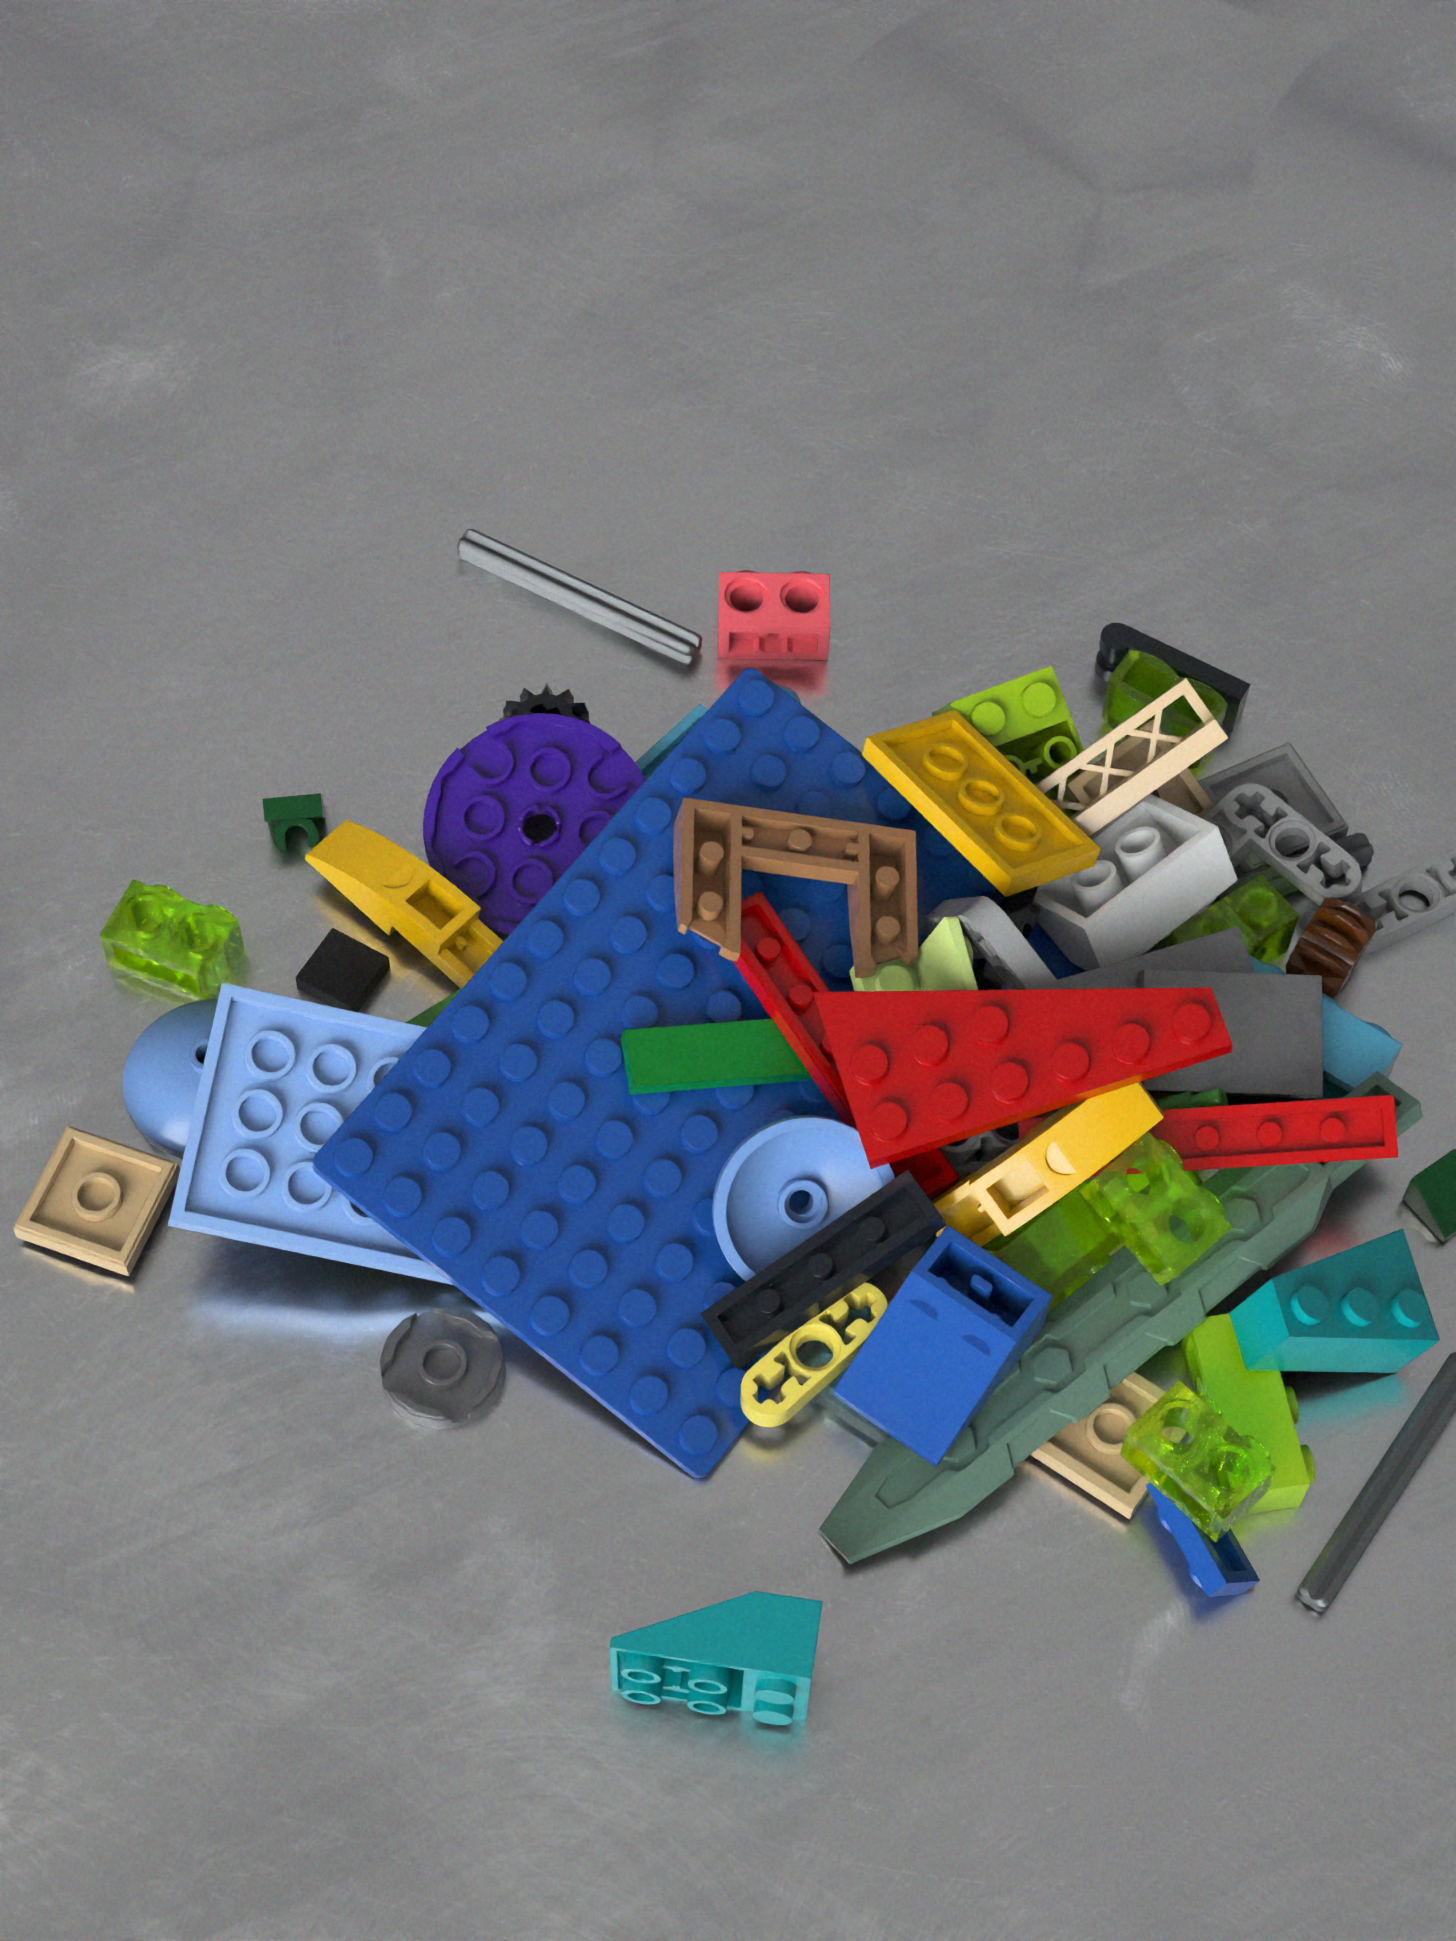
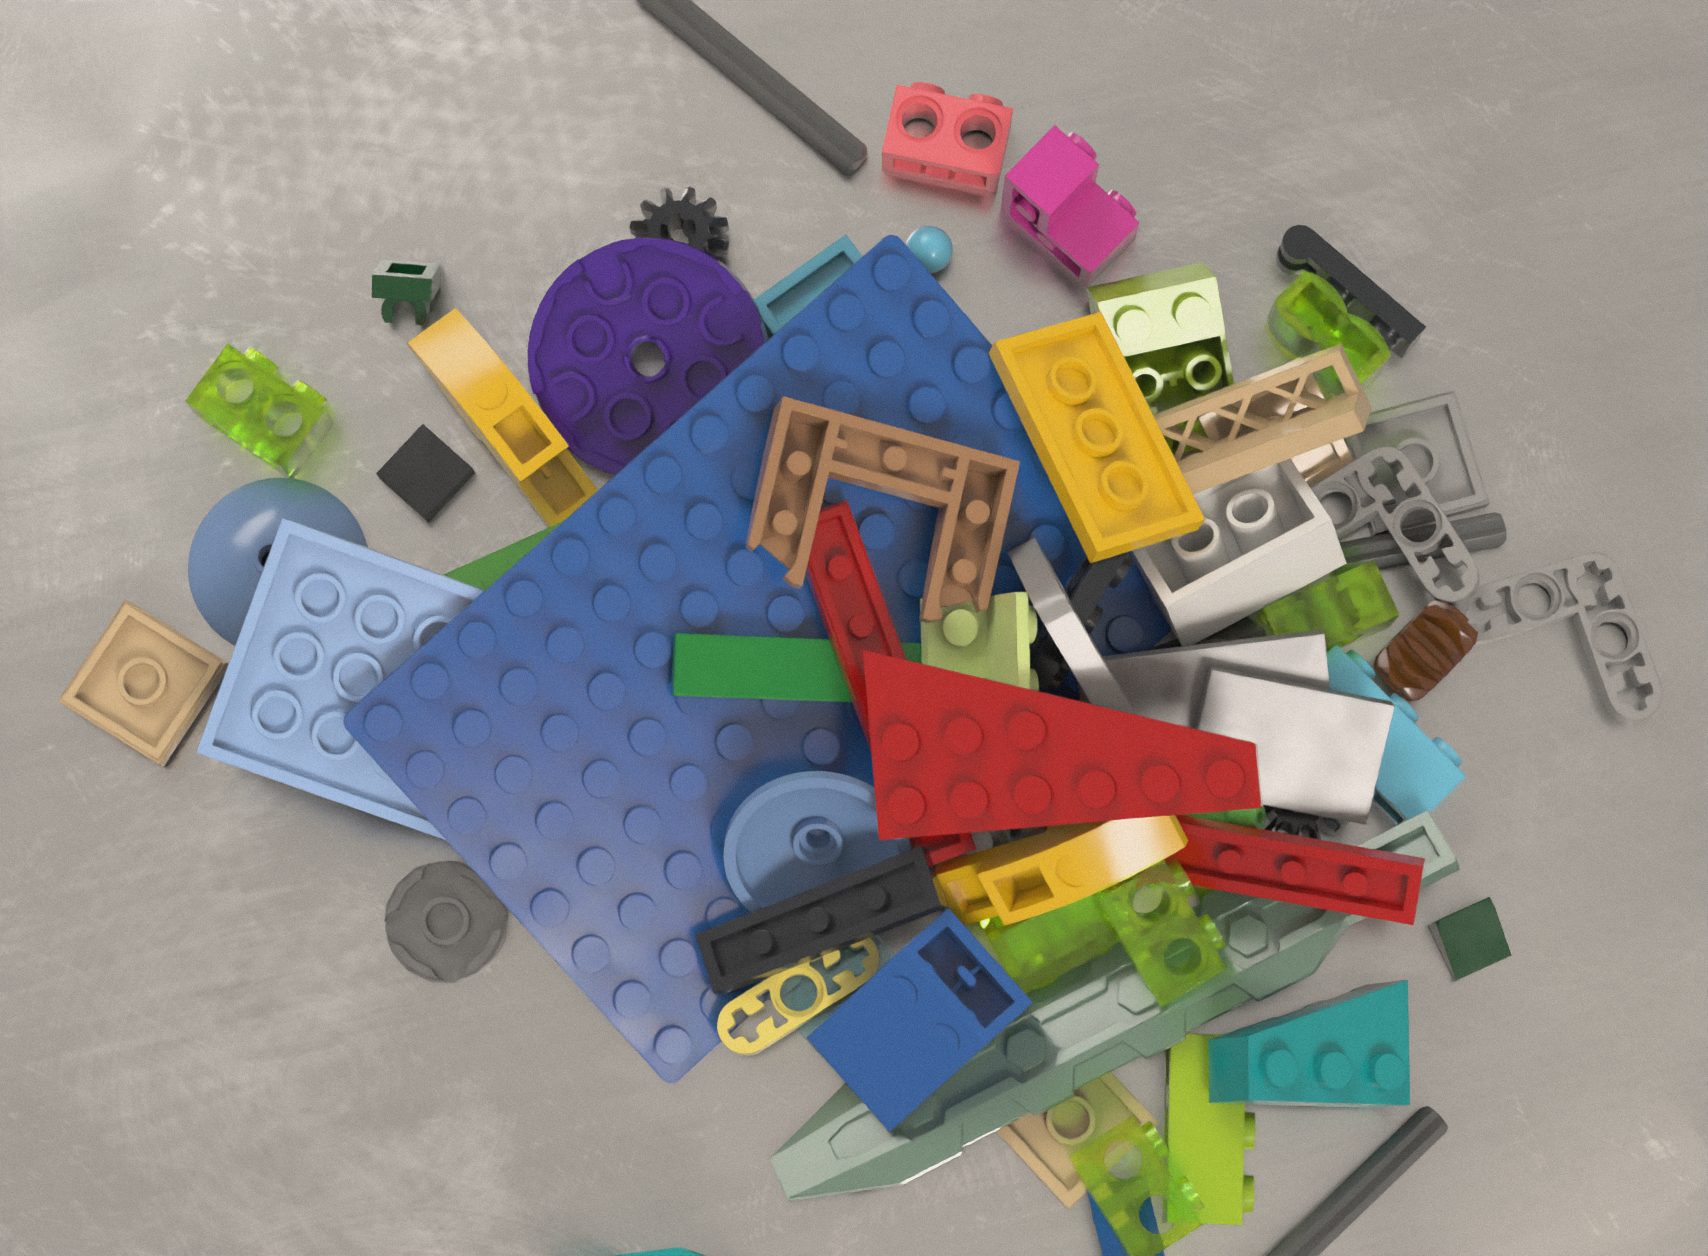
camera: 15 degrees right, 20 degrees up
(891, 649) = (1064, 210): none -> dark pink brick

